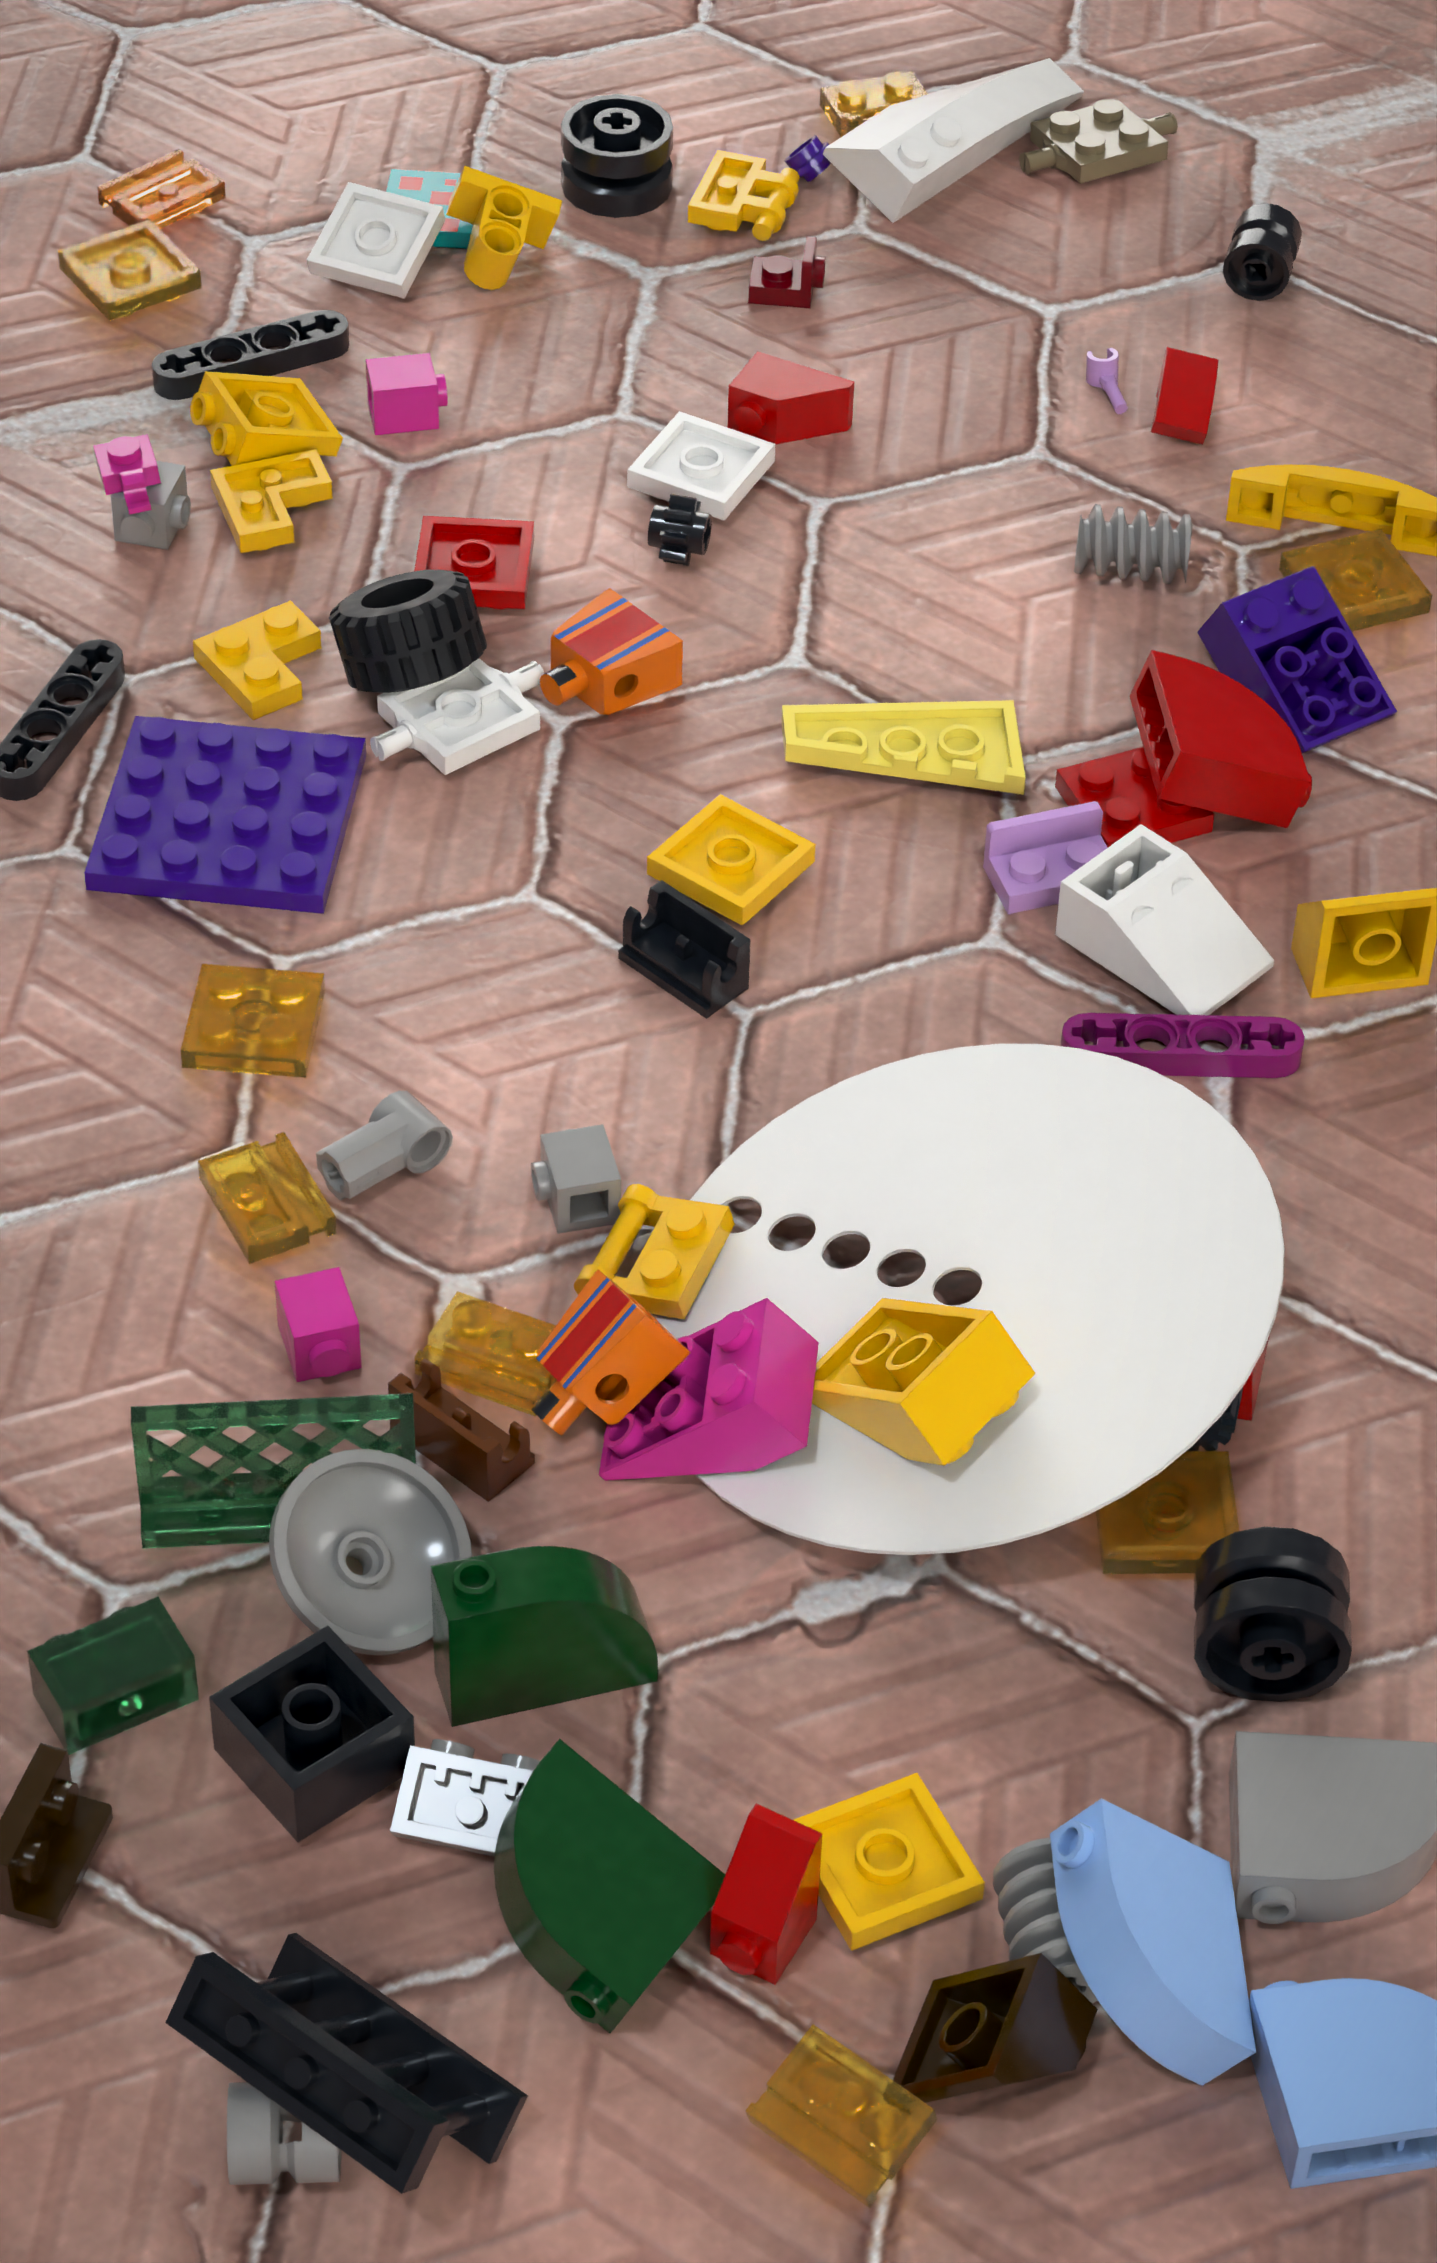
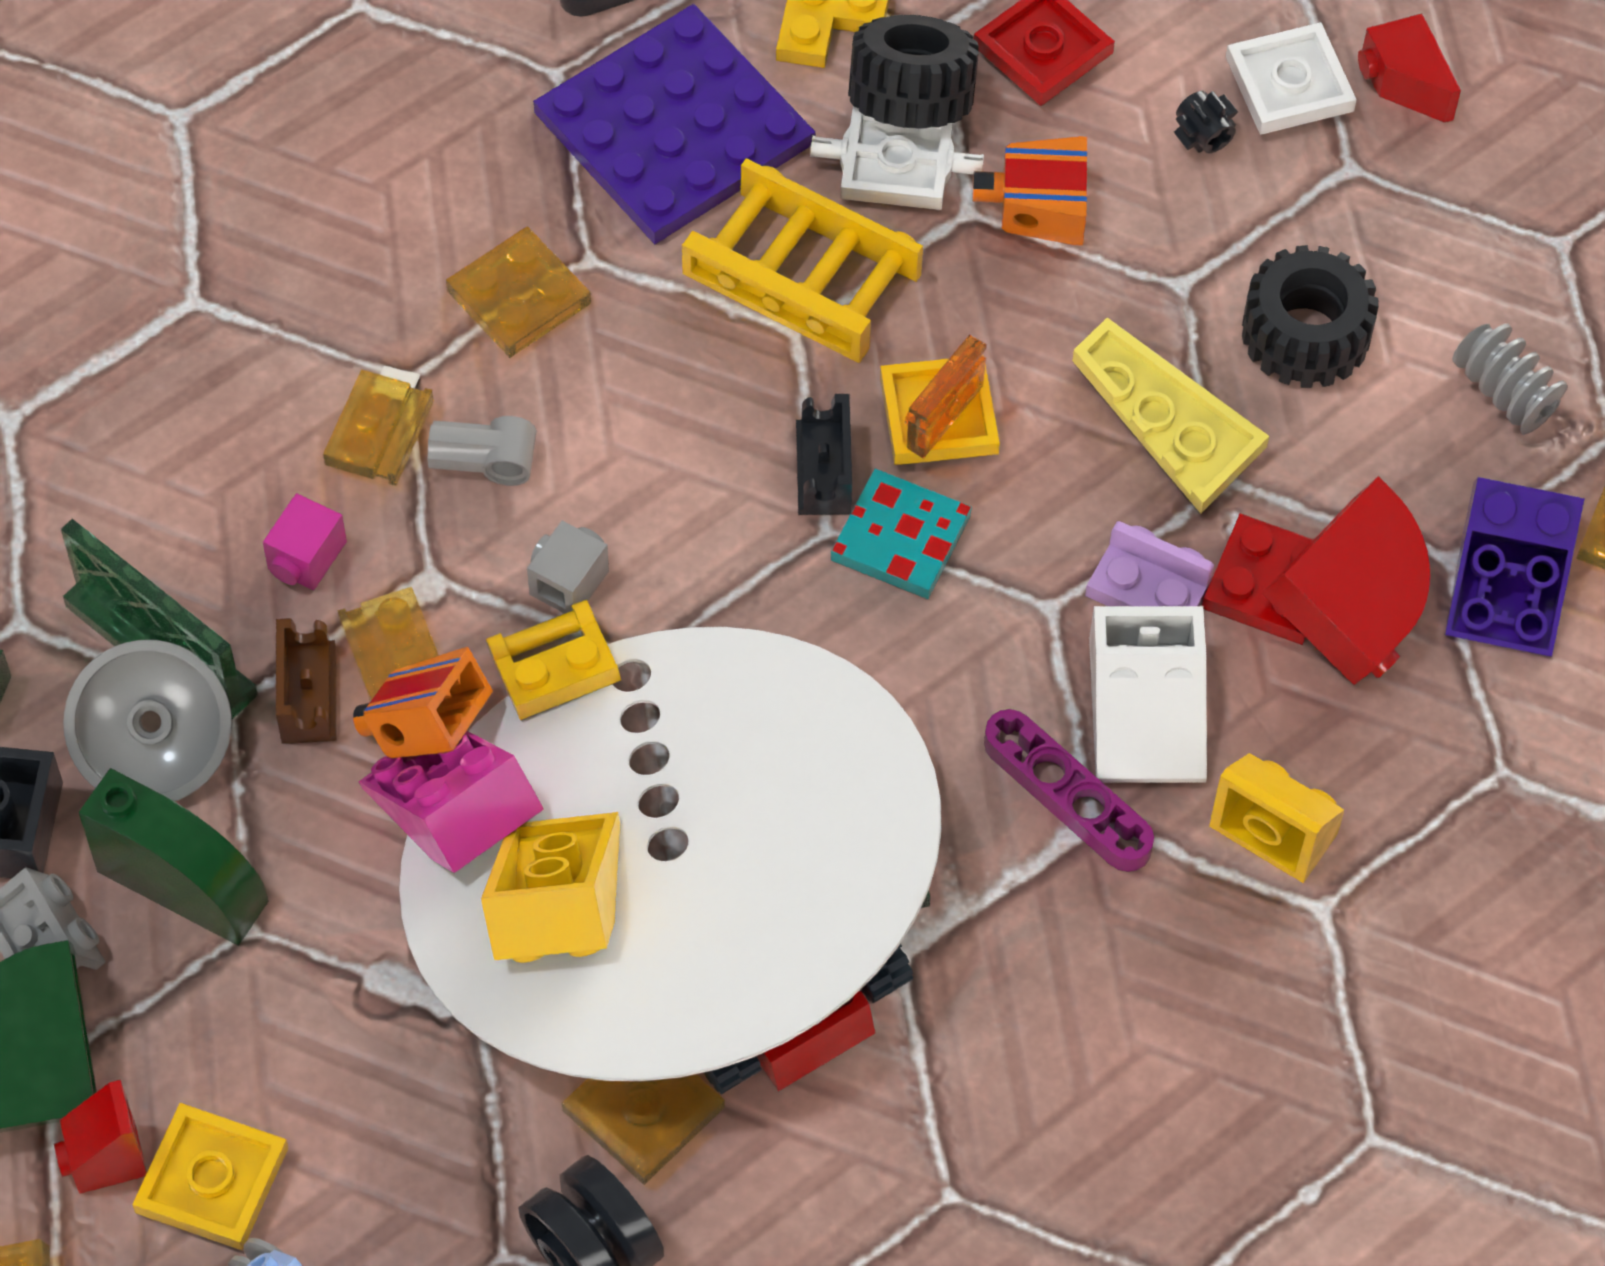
camera: 45 degrees right, 15 degrees up
(485, 868) = (782, 299): none -> yellow fence
(747, 820) = (945, 396): none -> clear orange plate
(815, 968) = (901, 533): none -> teal tile
(937, 601) = (1316, 283): none -> black tyre

